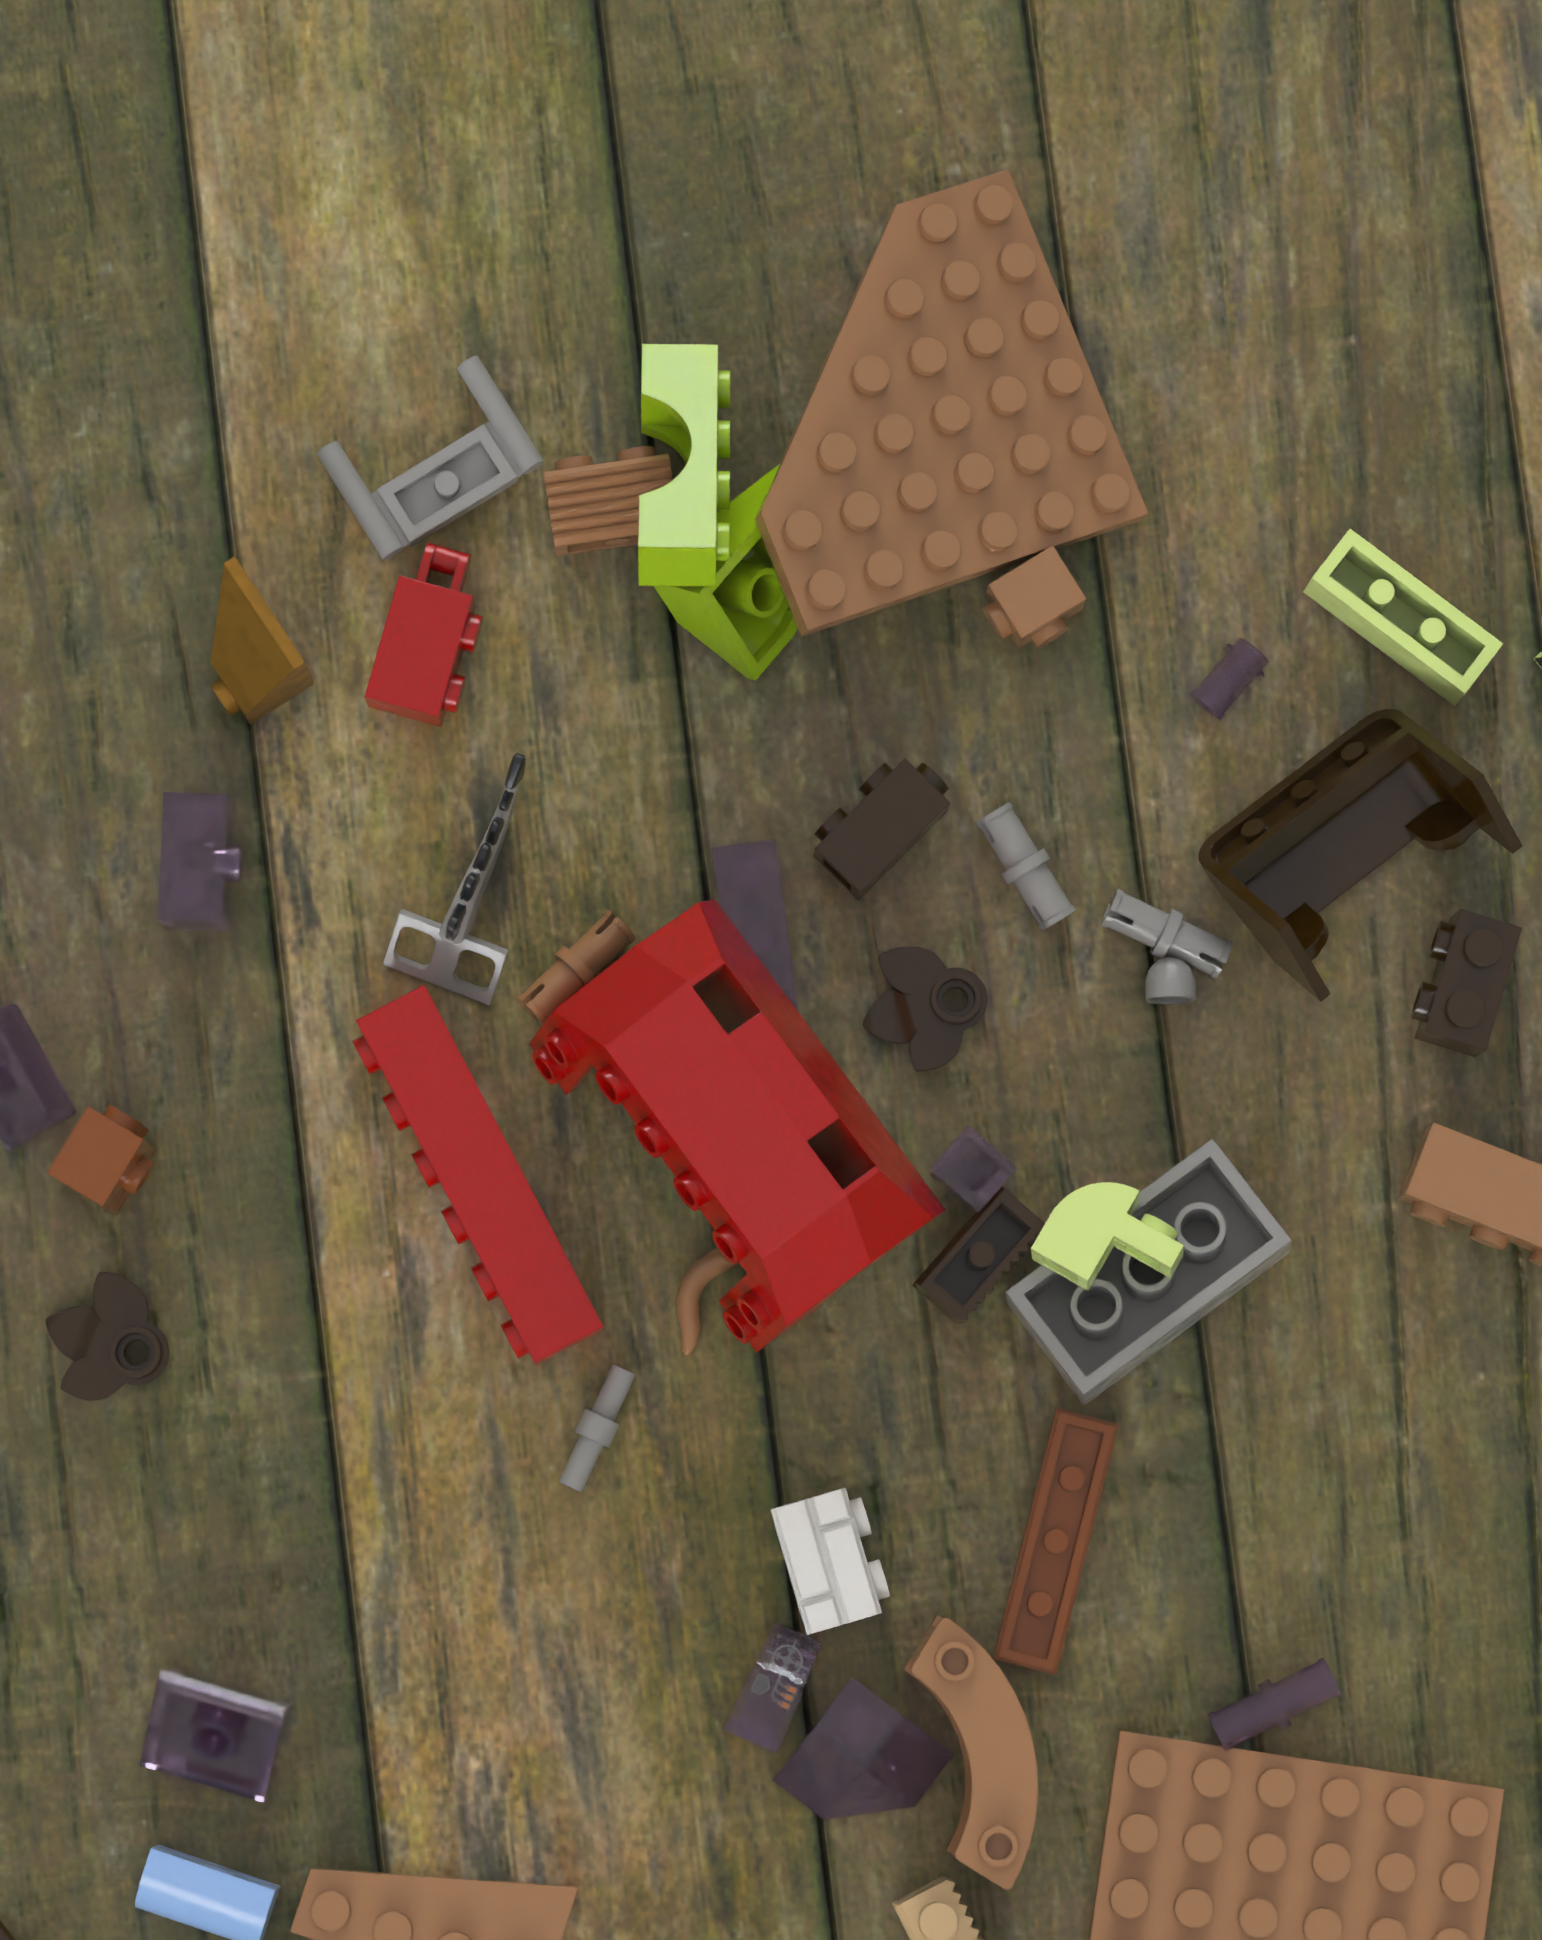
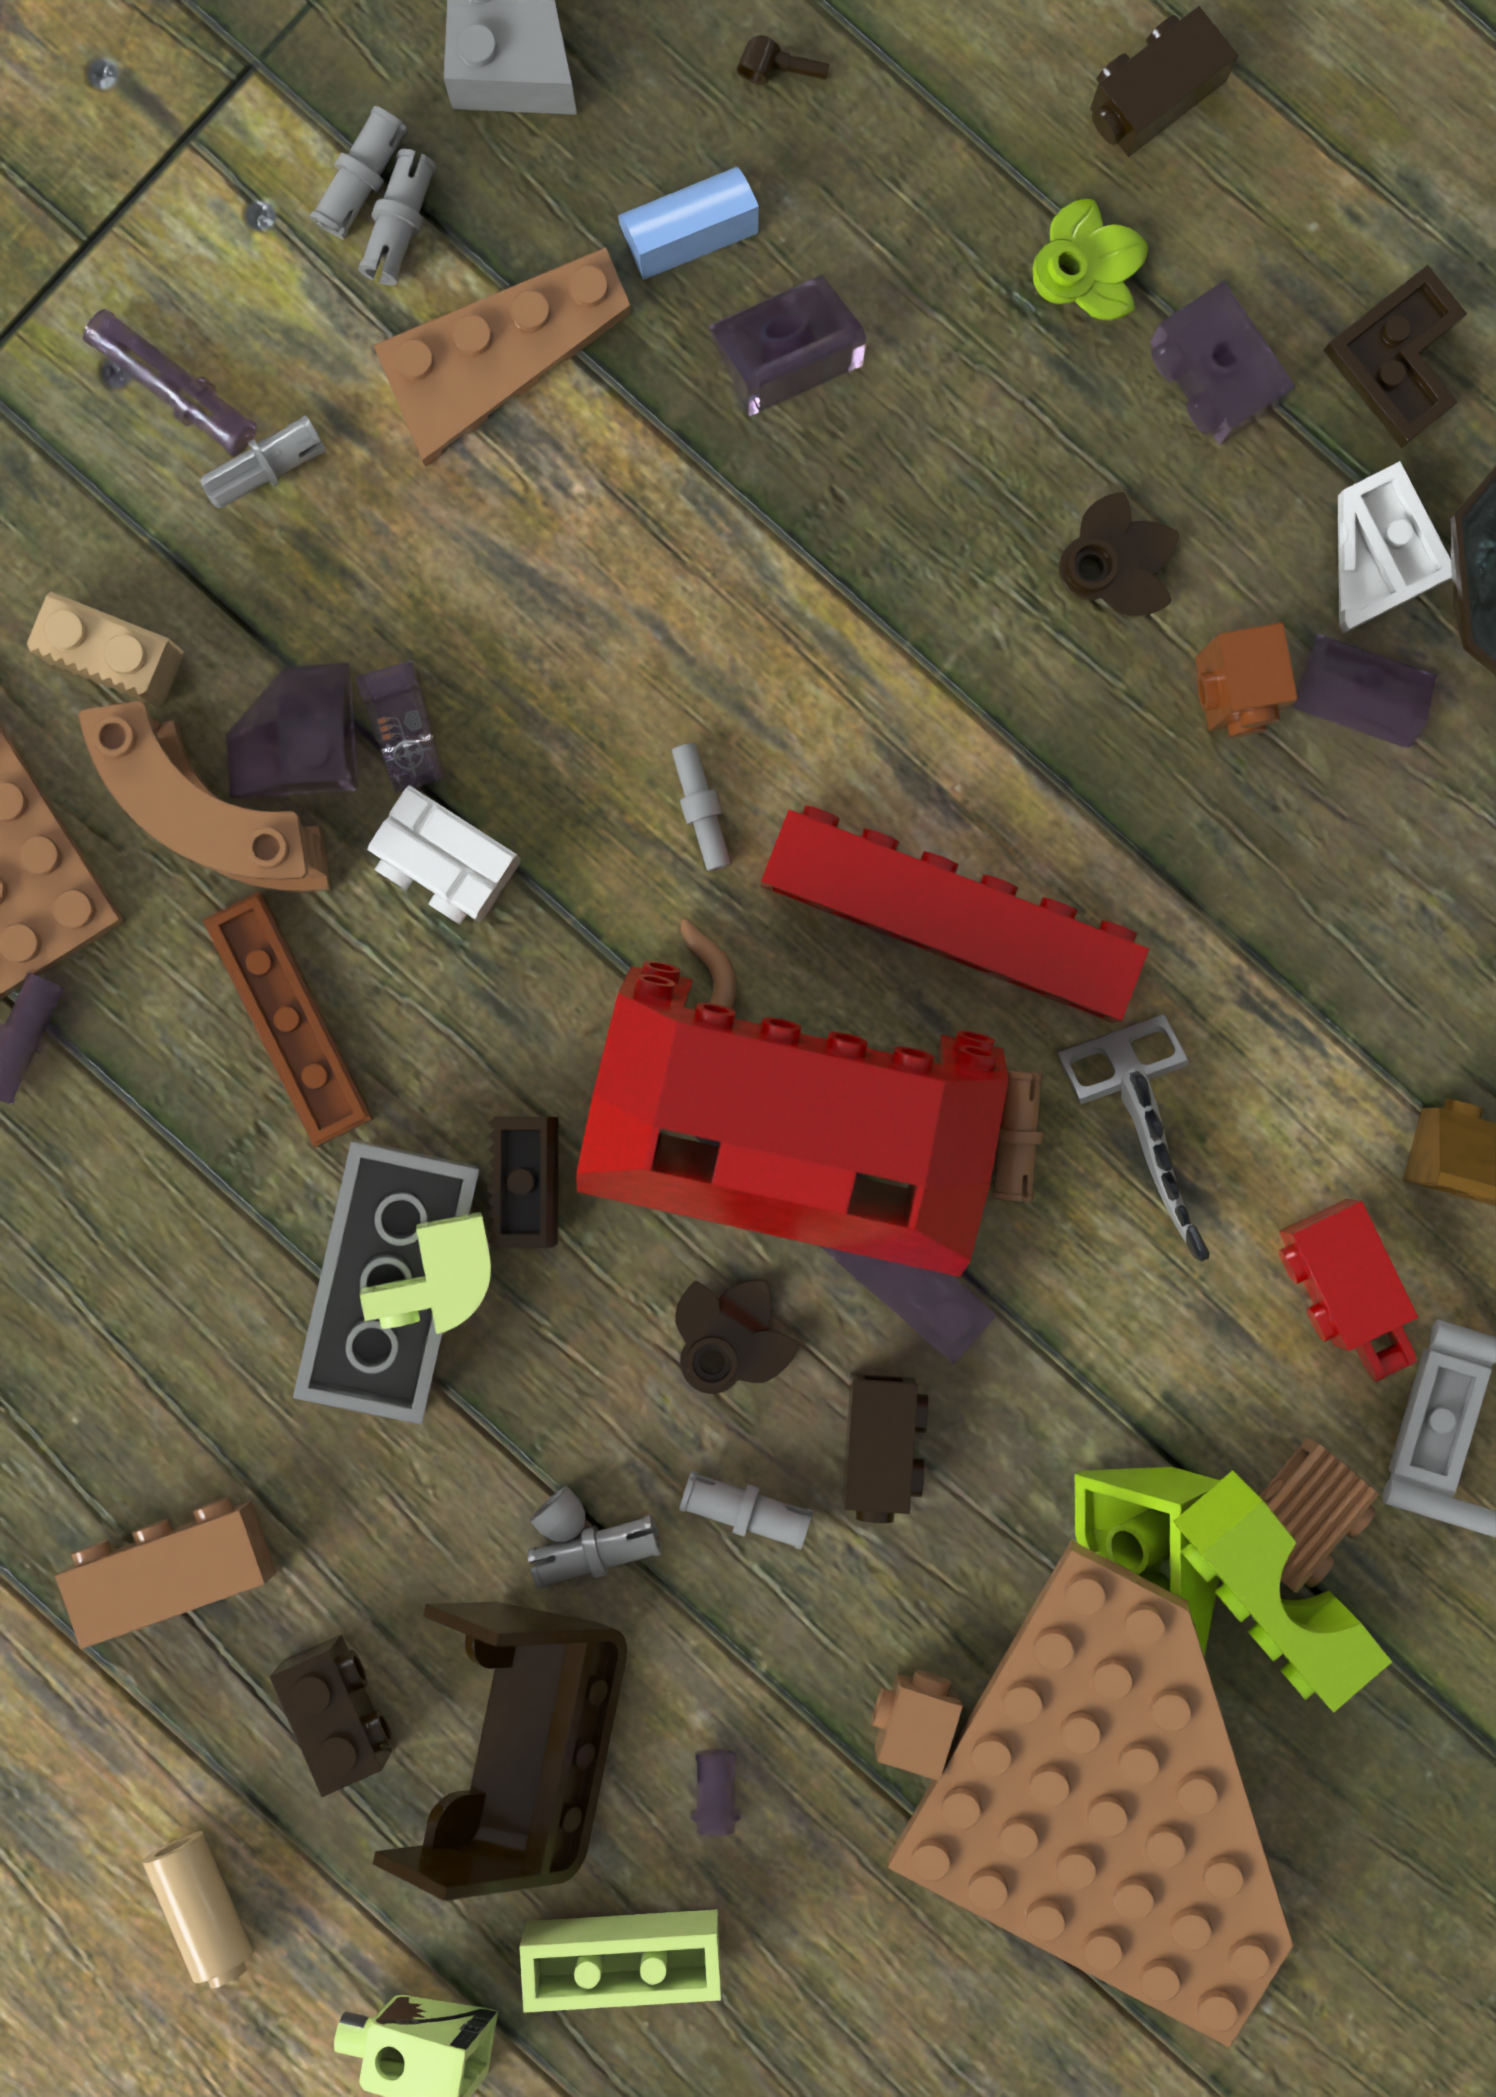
camera: 140 degrees right, 5 degrees up
(197, 861) = (1374, 967): clear purple brick -> none
(971, 1170) = (582, 1240): leg -> none

